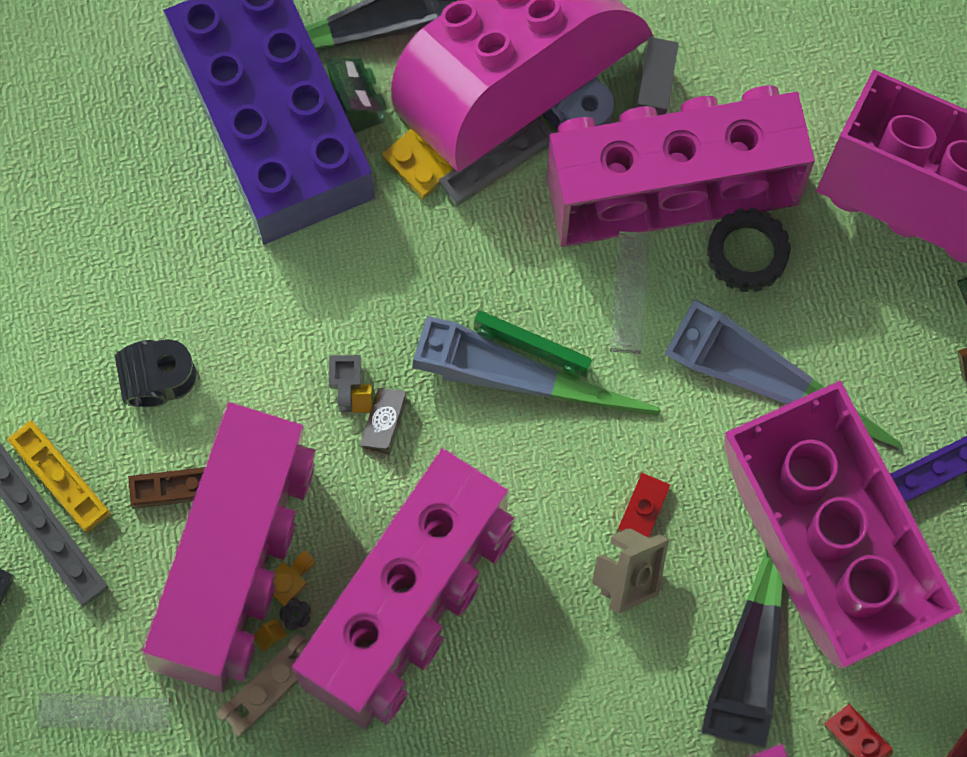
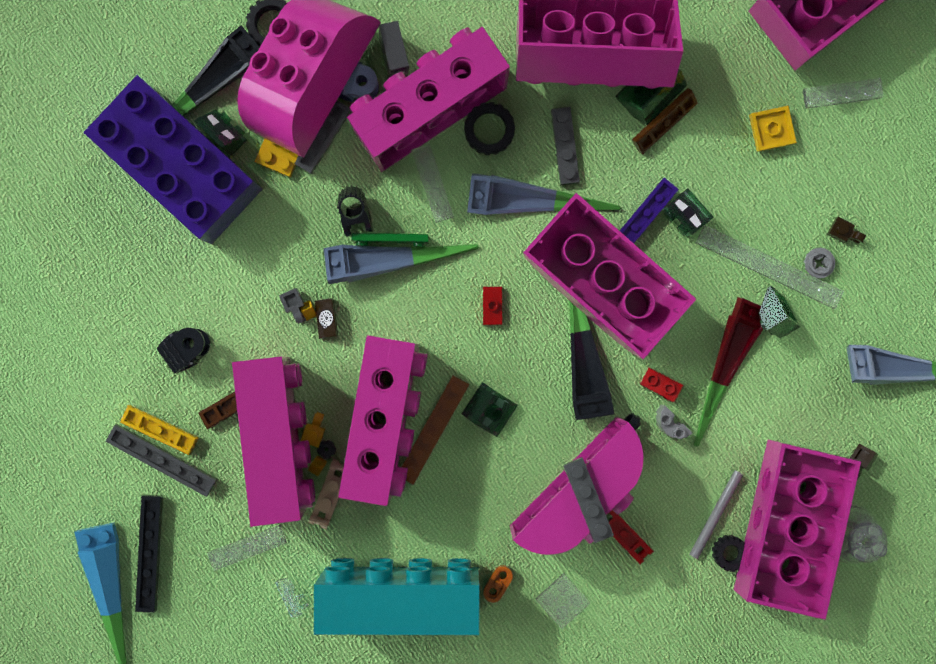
camera: 20 degrees left, 15 degrees up
(475, 654) = (434, 427): none -> dark orange plate
(489, 286) = (346, 212): none -> black piece
(573, 660) = (489, 409): none -> clear green slope
(636, 573) = (505, 347): dark tan panel -> none
(852, 322) = (565, 146): none -> dark grey plate

